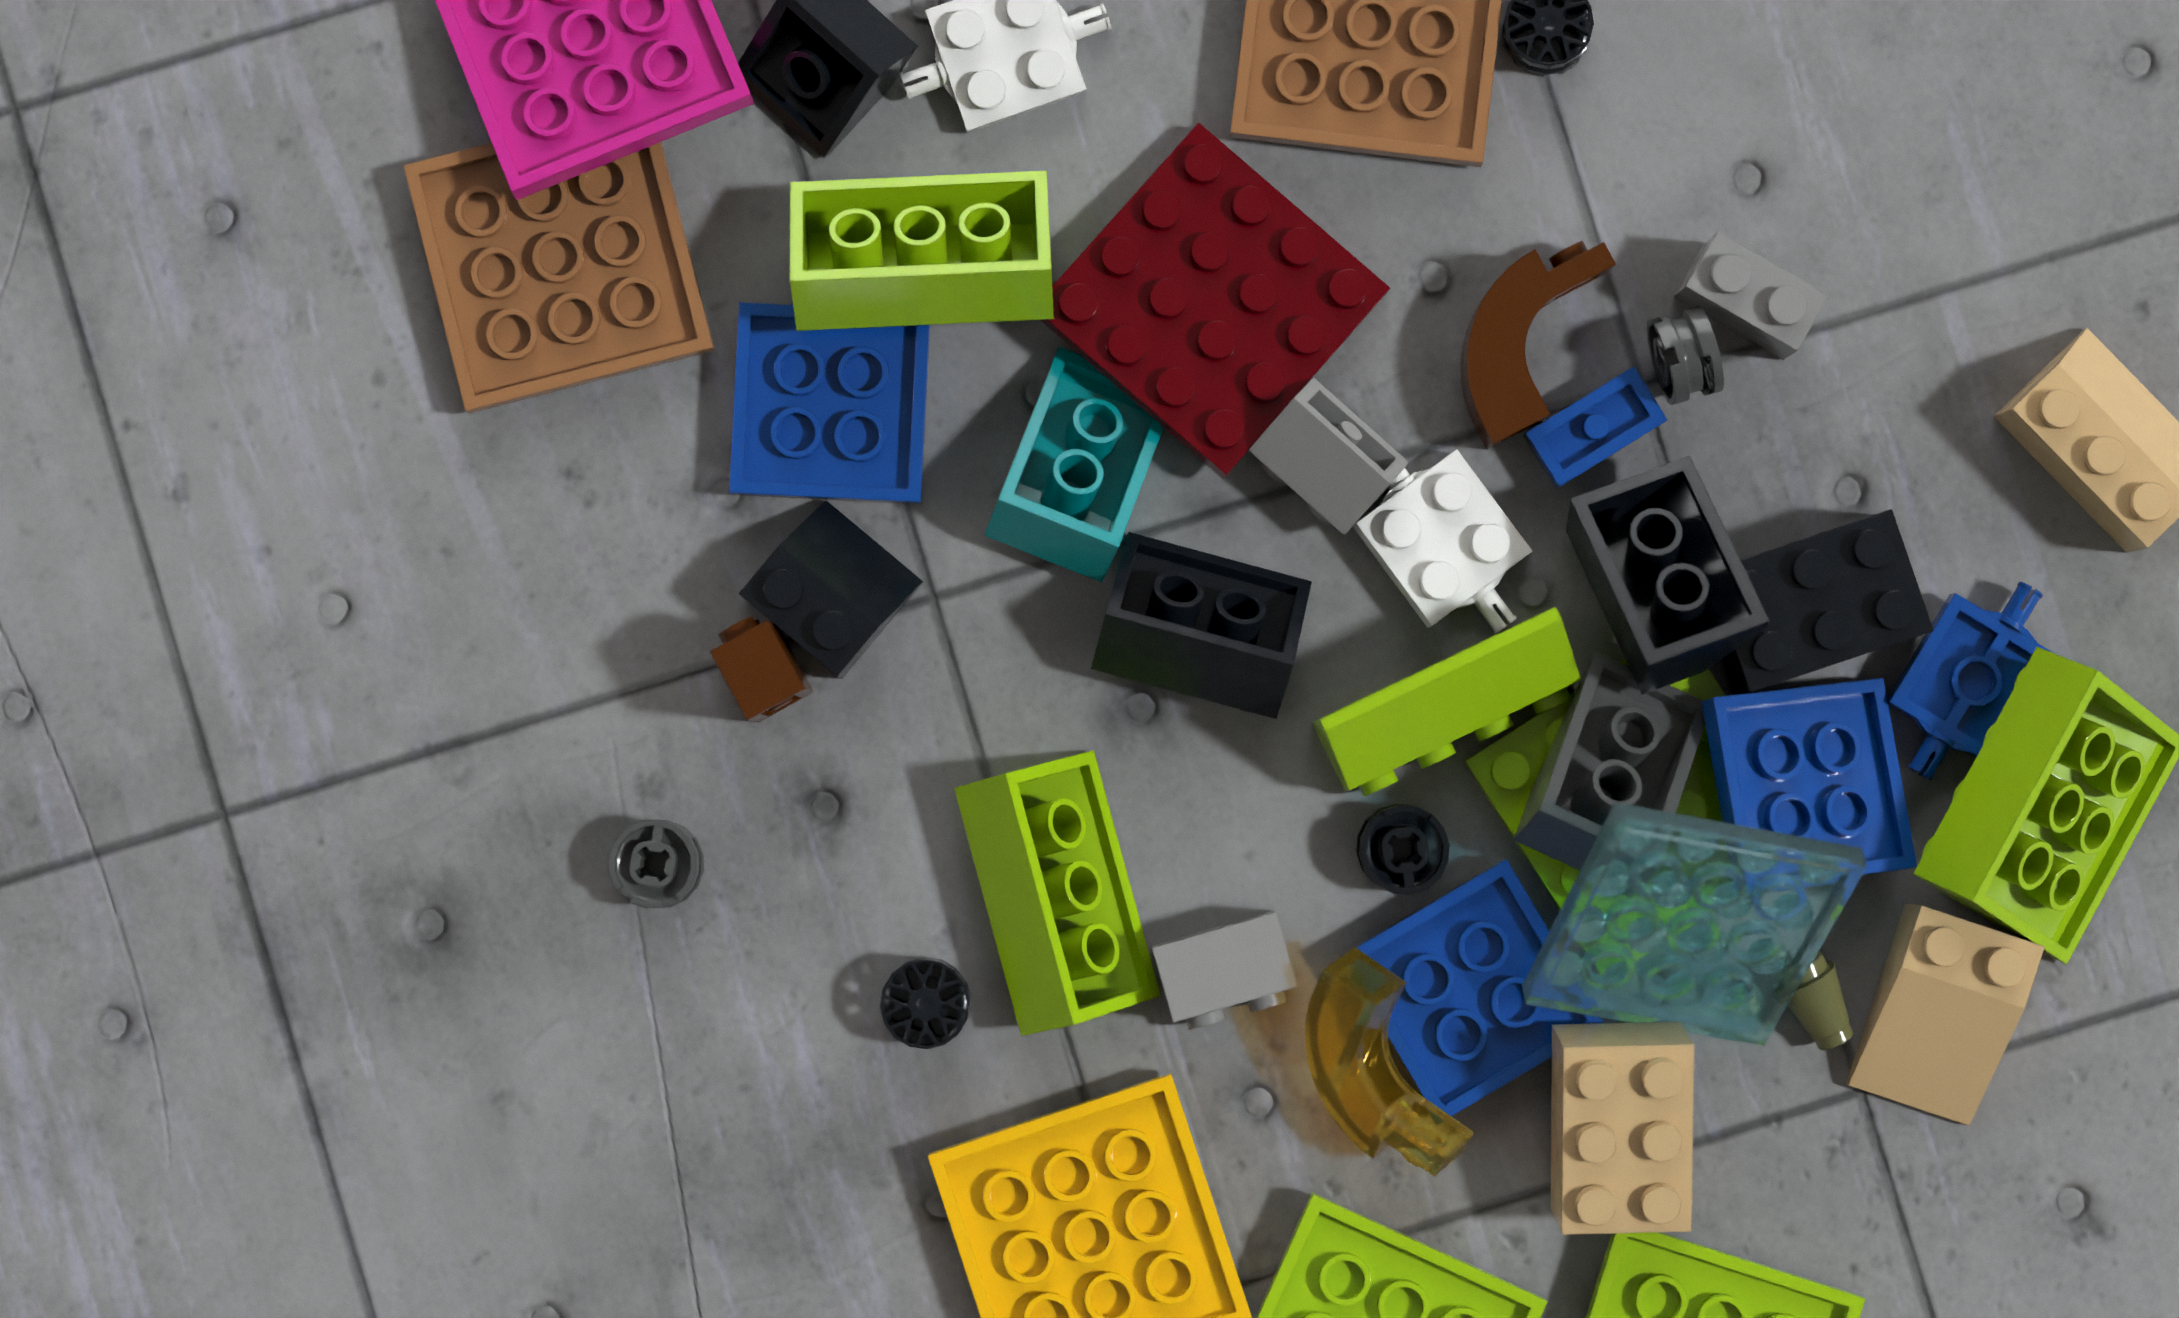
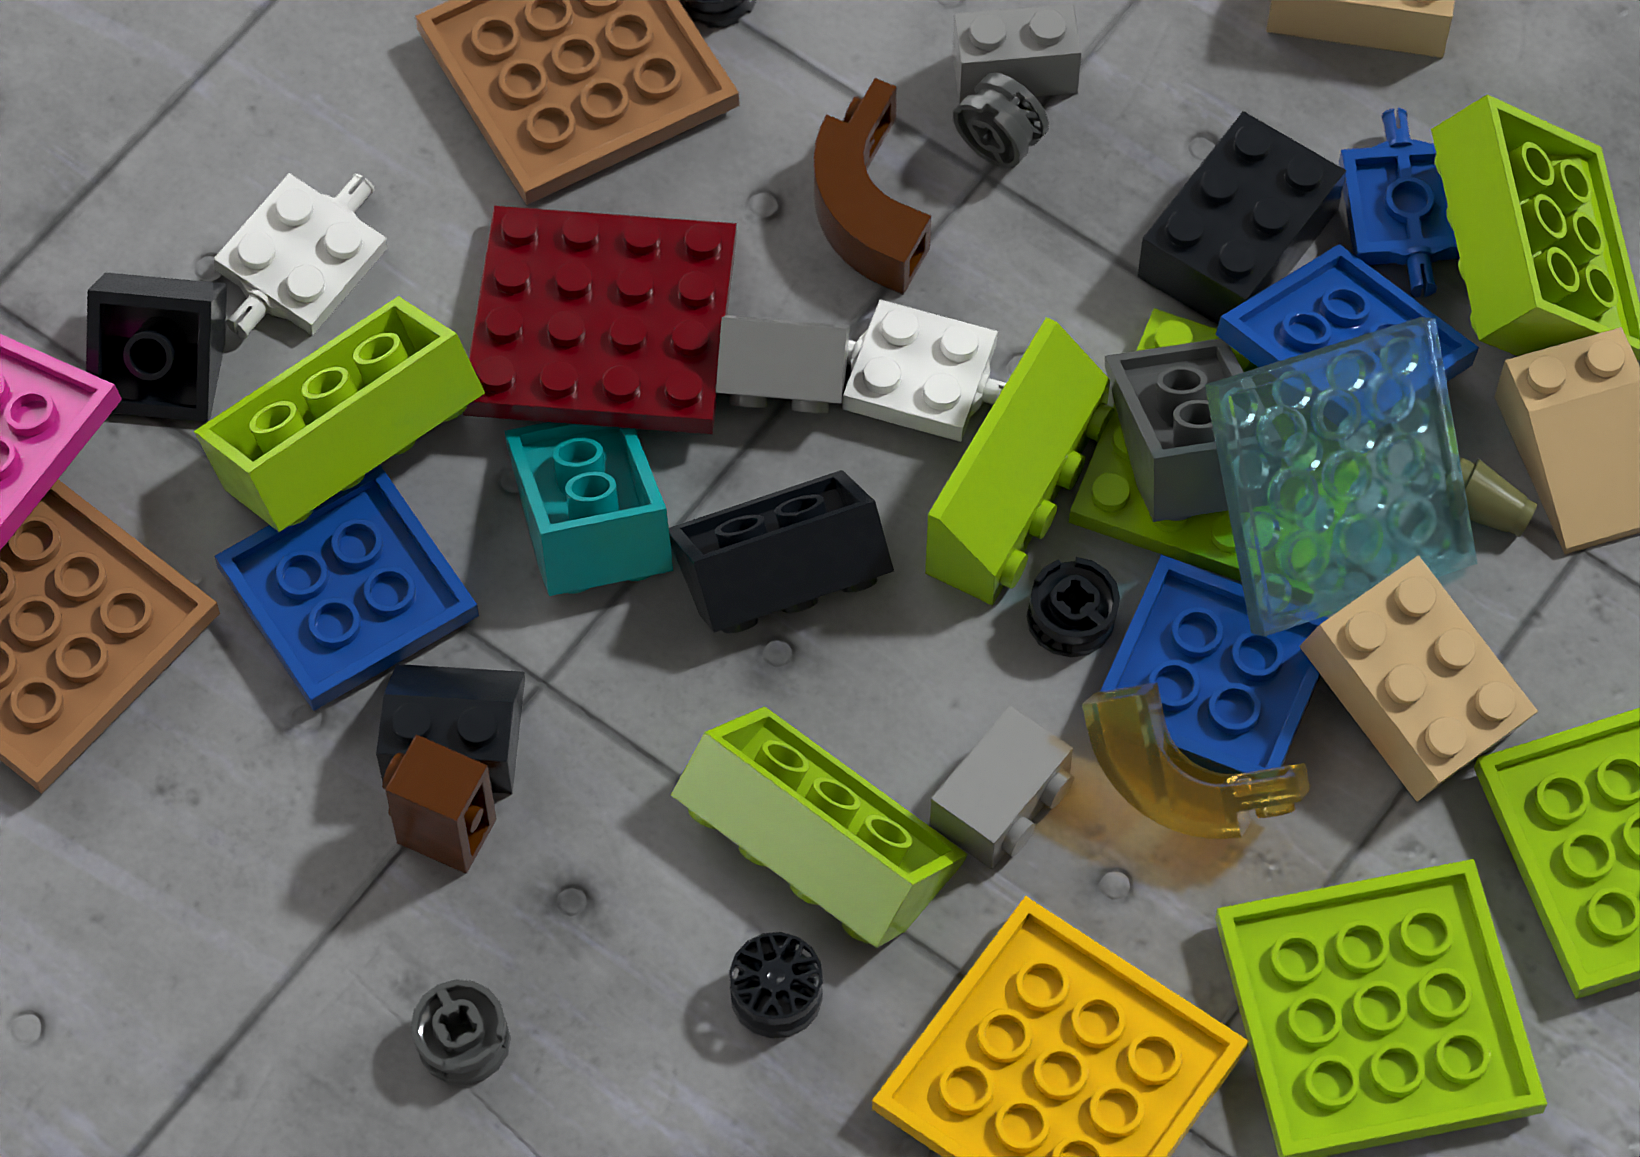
camera: 35 degrees left, 25 degrees down
(1595, 427) = (973, 218): blue plate -> none
(1664, 573) = (1109, 263): black slope -> none

